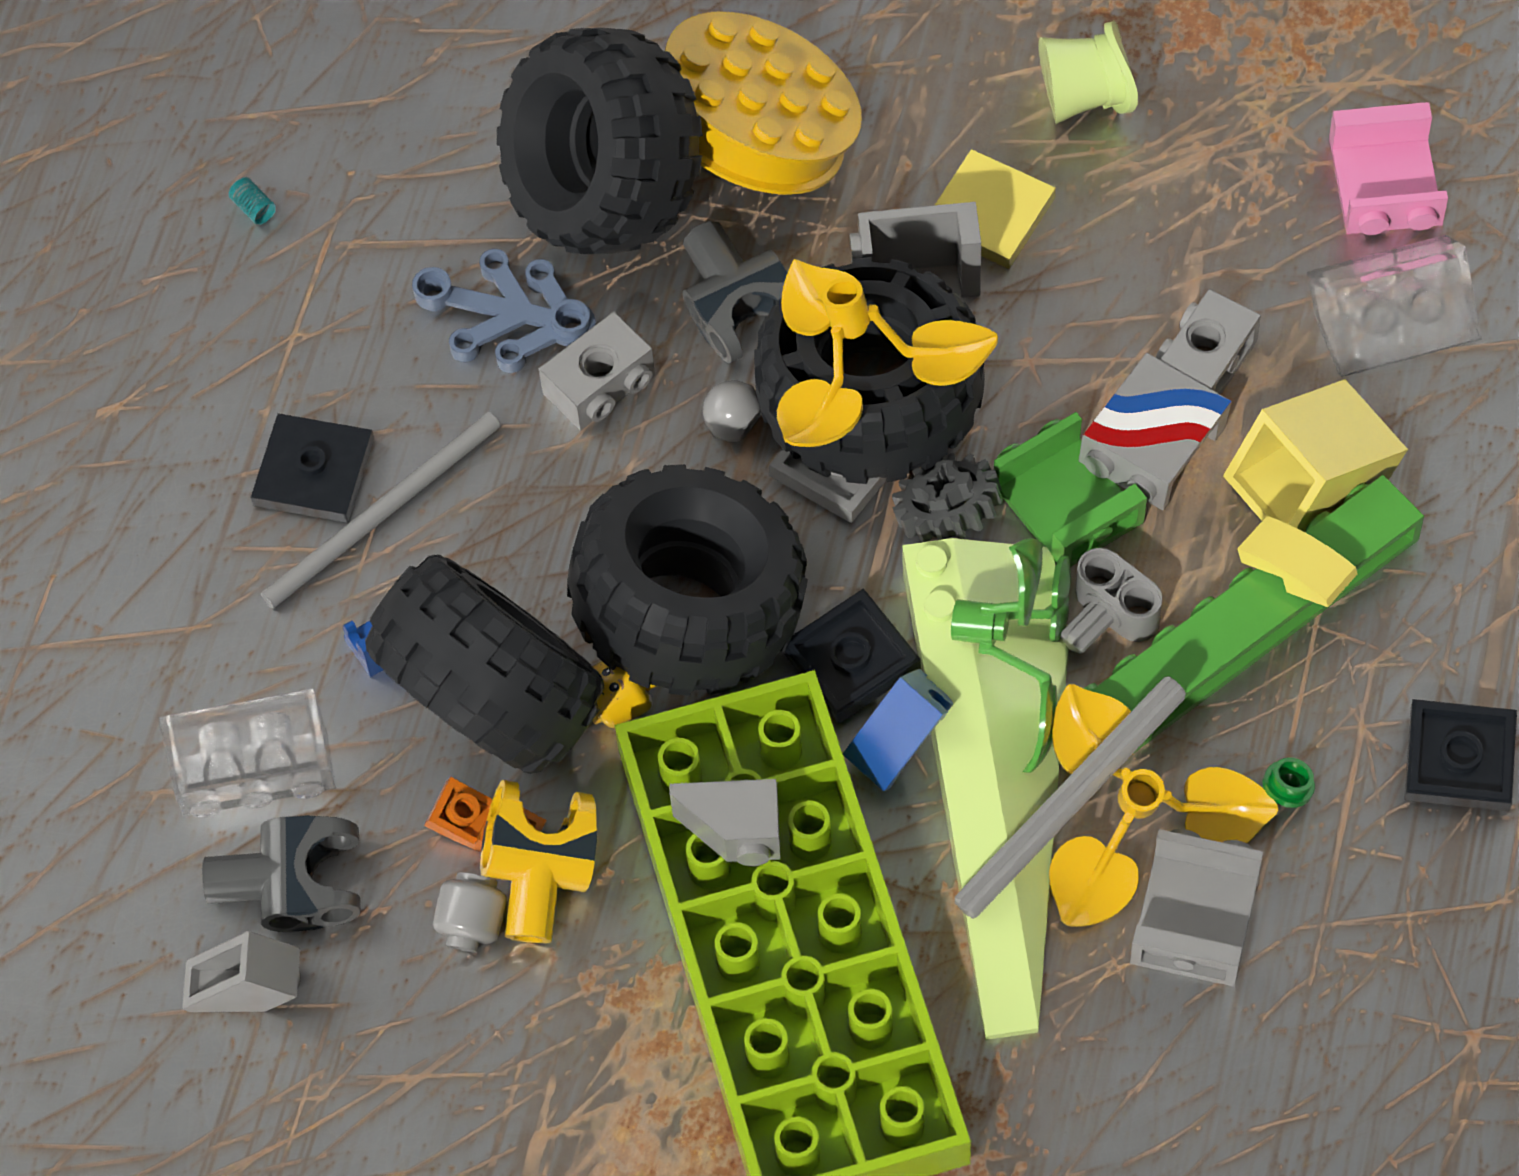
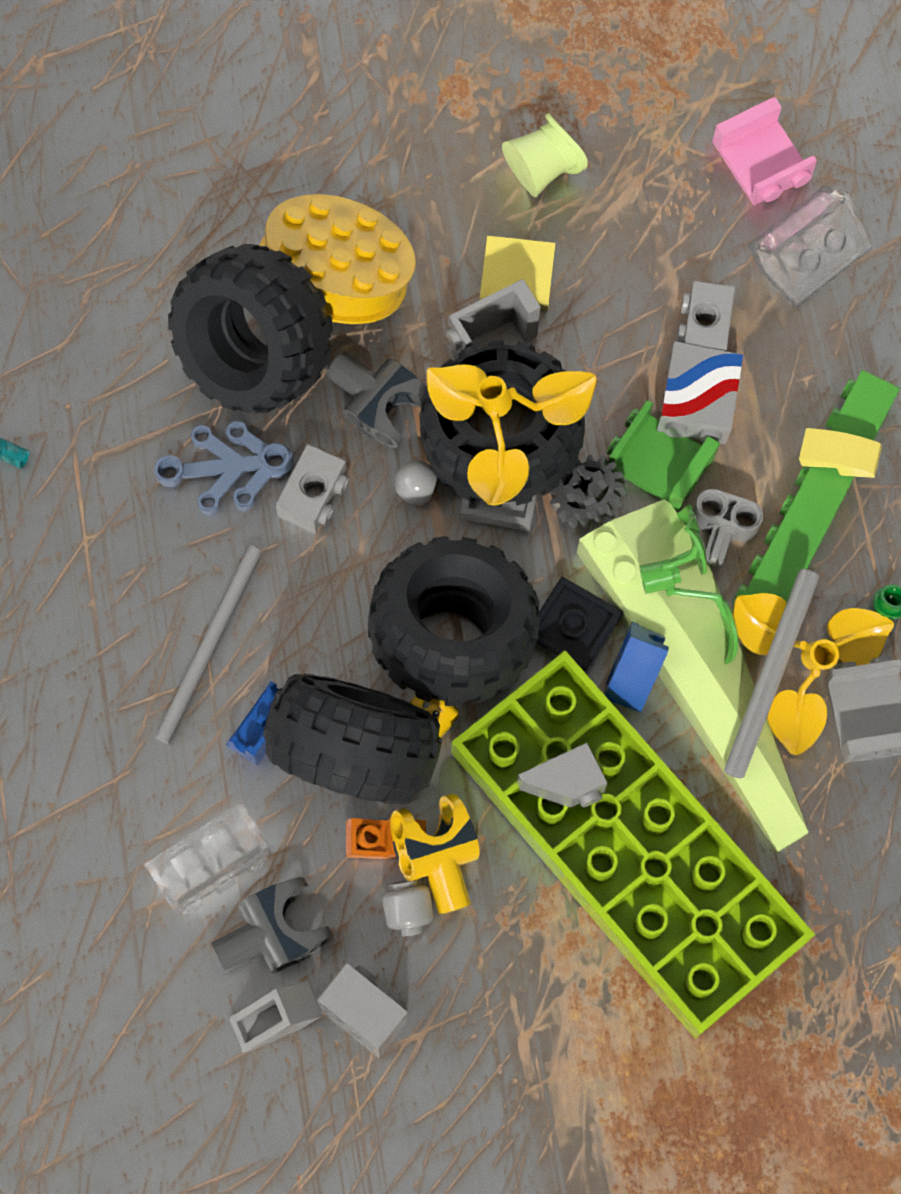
camera: 30 degrees left, 10 degrees up
(312, 468) = (146, 632): black plate -> none
(350, 1005) = (364, 1009): none -> light grey brick
(1312, 454) = (809, 374): light yellow slope -> none

